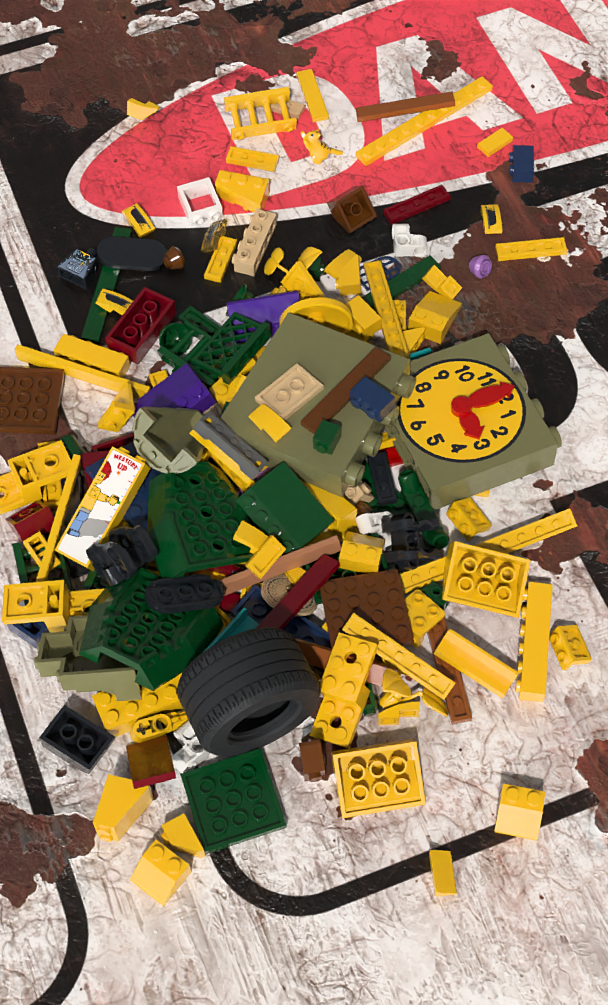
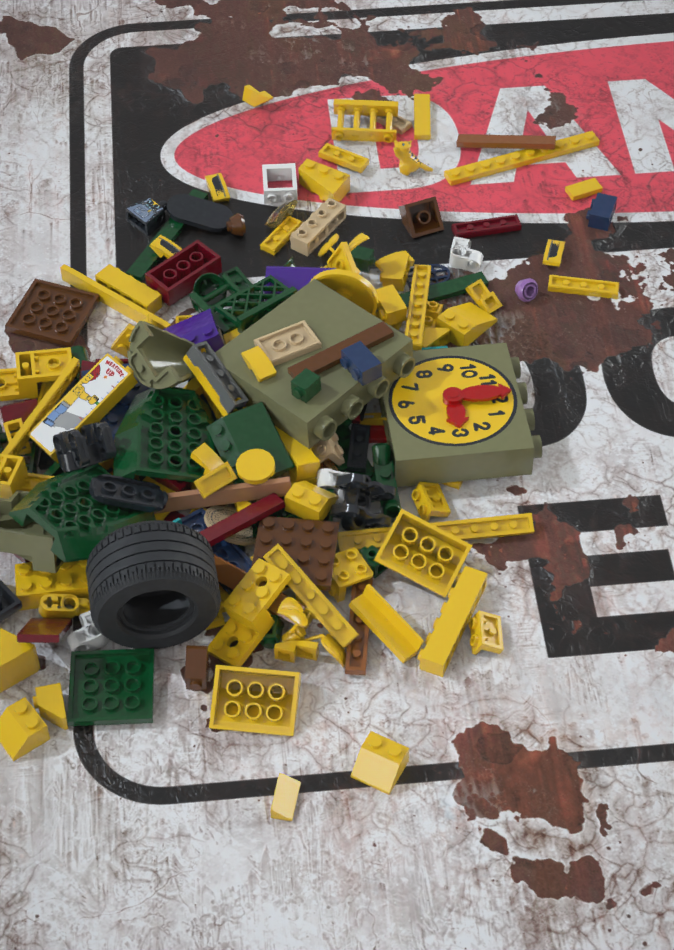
camera: 15 degrees right, 10 degrees down
(300, 532) = (255, 466): none -> yellow tile

